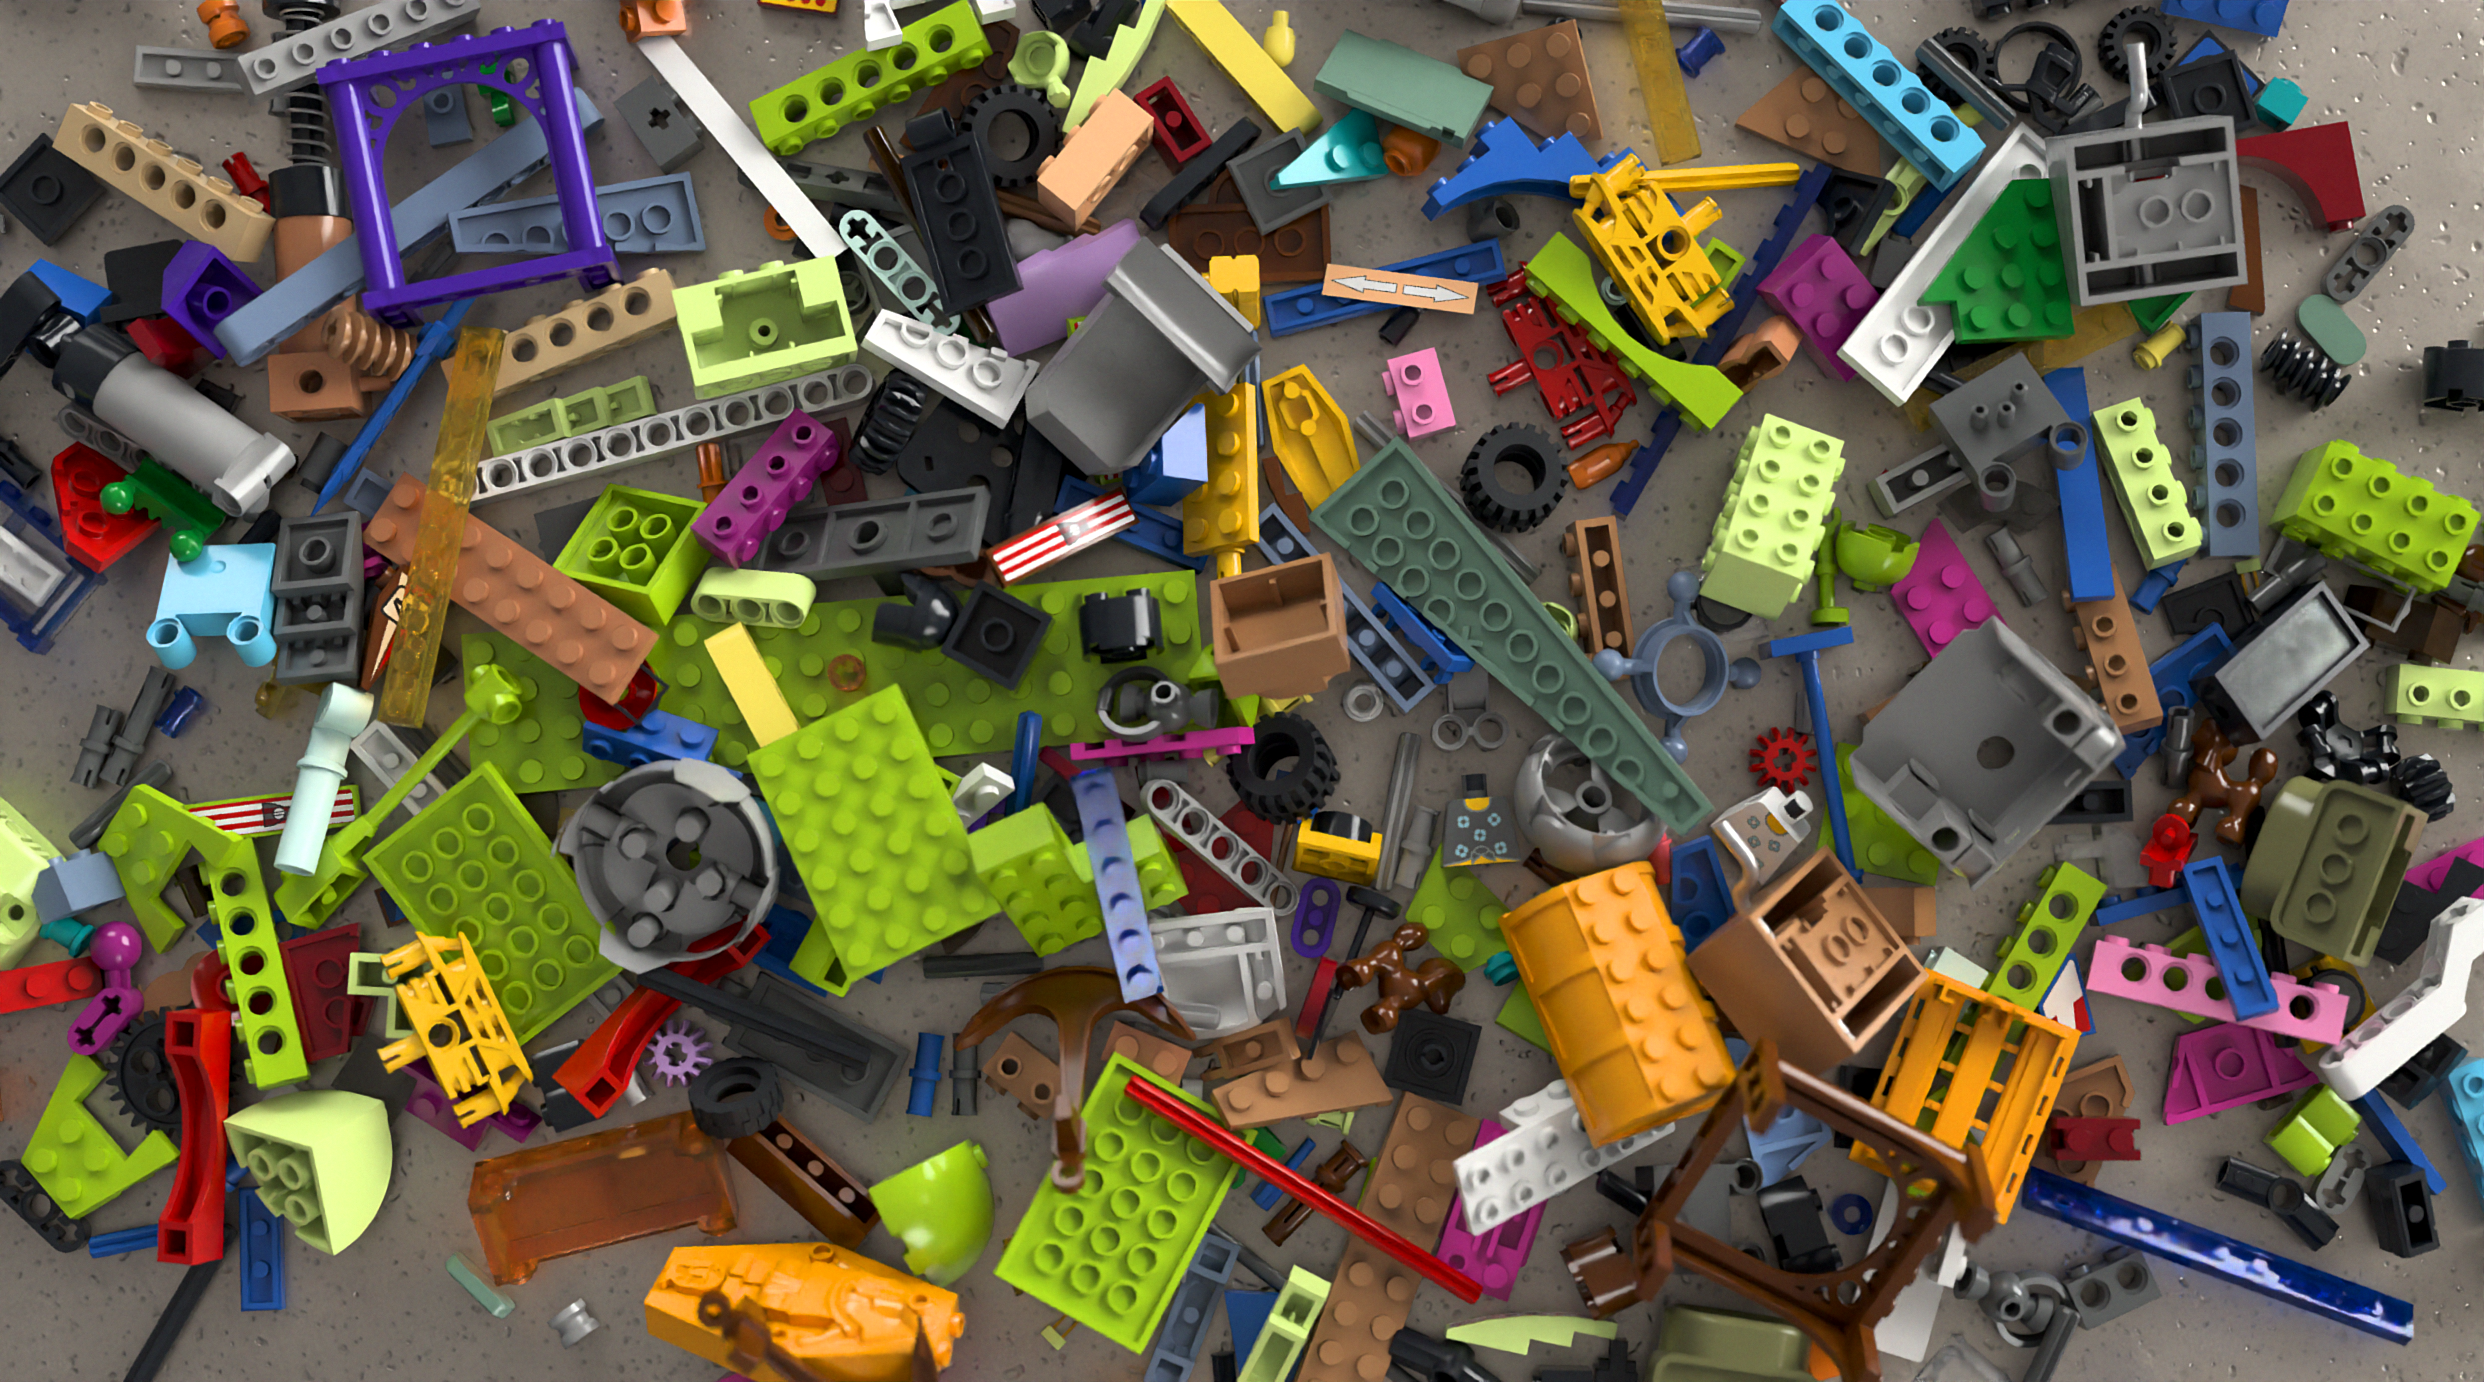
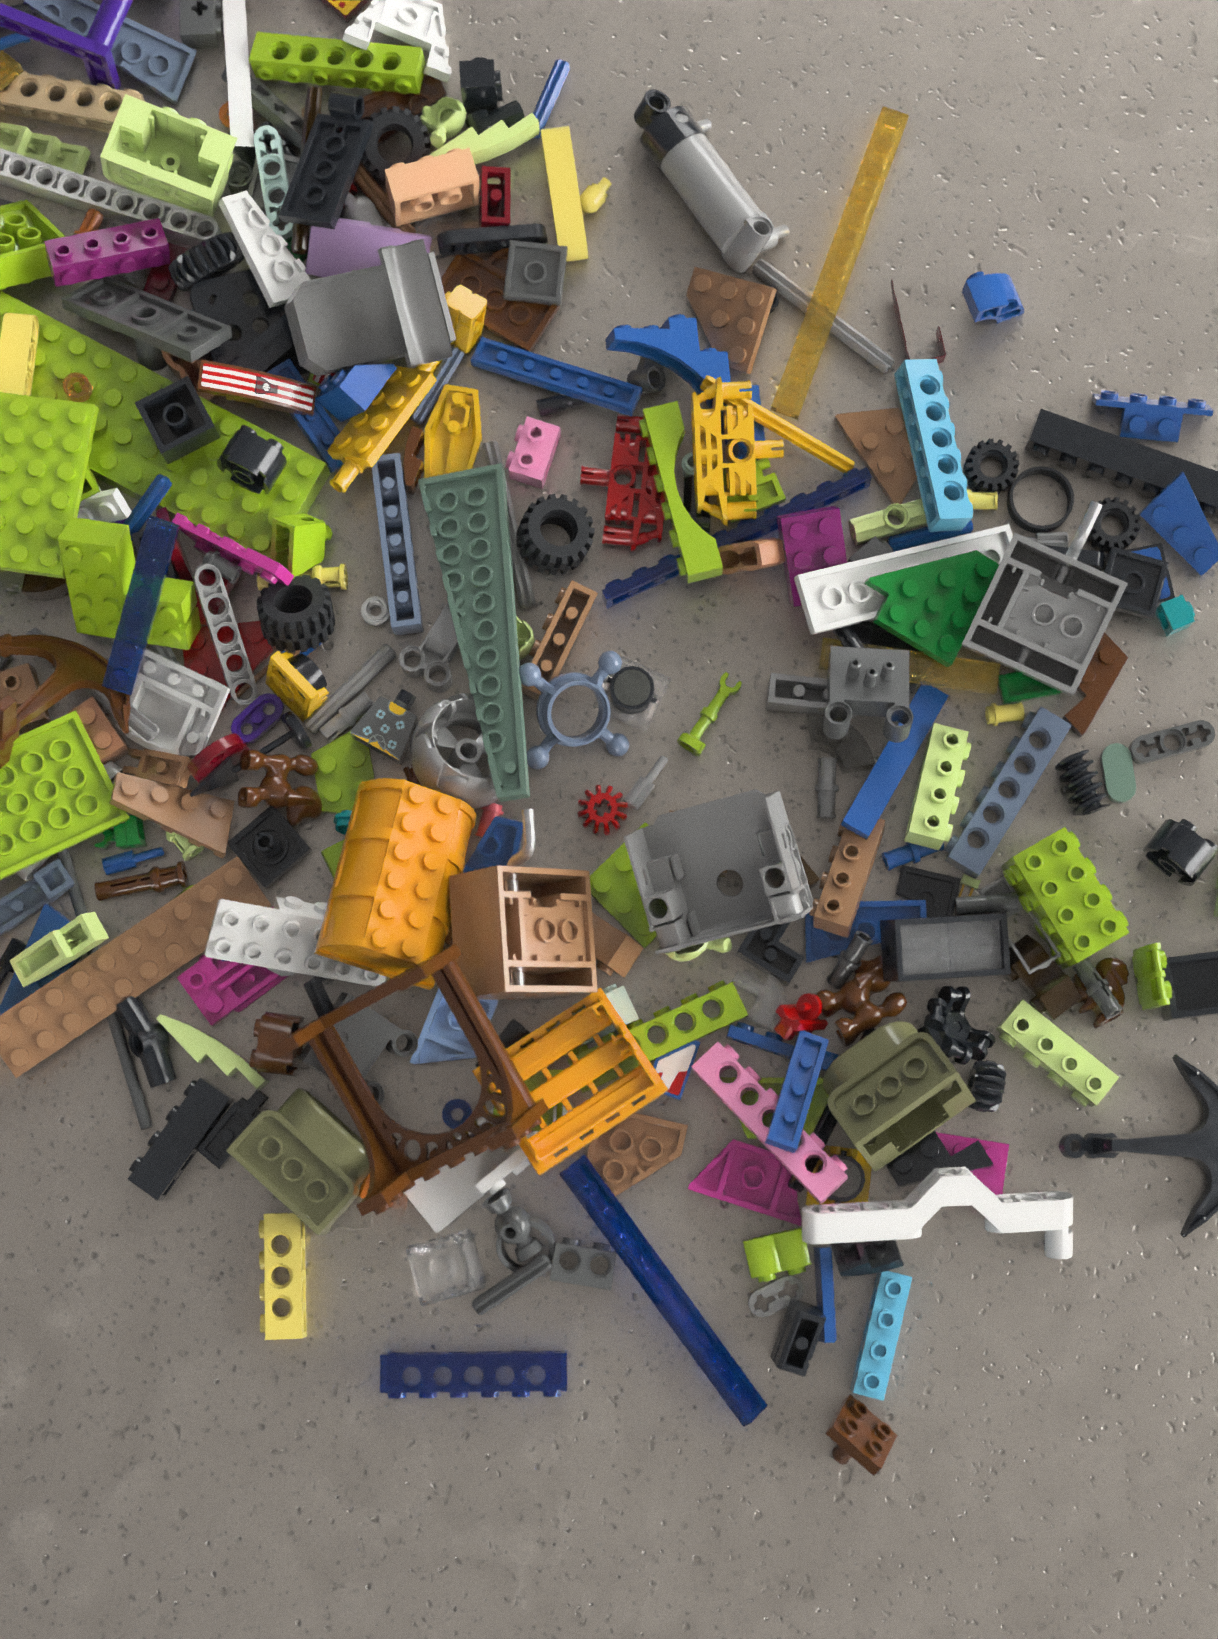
camera: 30 degrees right, 5 degrees down
(753, 597) = (55, 309): yellowish green beam -> none
(921, 625) = (133, 379): black helmet -> none
(982, 965) = (41, 616): dark grey axle -> none
(1166, 705) = (246, 522): dark grey piece -> none
(1280, 629) = (344, 522): medium nougat container -> none
(1302, 1190) = (130, 869): red axle -> none
(1342, 154) = (585, 281): teal wing -> none
(1400, 289) = (563, 380): light nougat sticker -> none
(1404, 87) = (647, 266): sand green piece -> none
(1409, 151) = (630, 305): orange head -> none
(1421, 634) = (437, 604): blue plate -> none
(1600, 463) = (615, 563): orange piece -> none
(1699, 51) = (840, 360): clear blue bush -> none
(1769, 826) = (563, 842): white torso -> none
(1772, 517) = (689, 651): yellowish green brick -> none
(1796, 1228) = (414, 1097): black brick -> none
(1807, 651) = (660, 749): blue tile -> none
(1853, 206) = (869, 506): black tile -> none
(1874, 555) = (741, 722): lime cylinder -> none
(1941, 593) = (771, 768): dark pink wing -> none
(1965, 84) = (987, 477): dark grey axle -> none
(2049, 77) = (1043, 506): black piece -> none
(2092, 1138) = (633, 1161): dark red brick -> none
(2270, 1102) = (765, 1221): dark tan leg -> none
(2297, 1212) = (733, 1300): black piece -> none
(2316, 166) = (1173, 665): dark red arch -> none

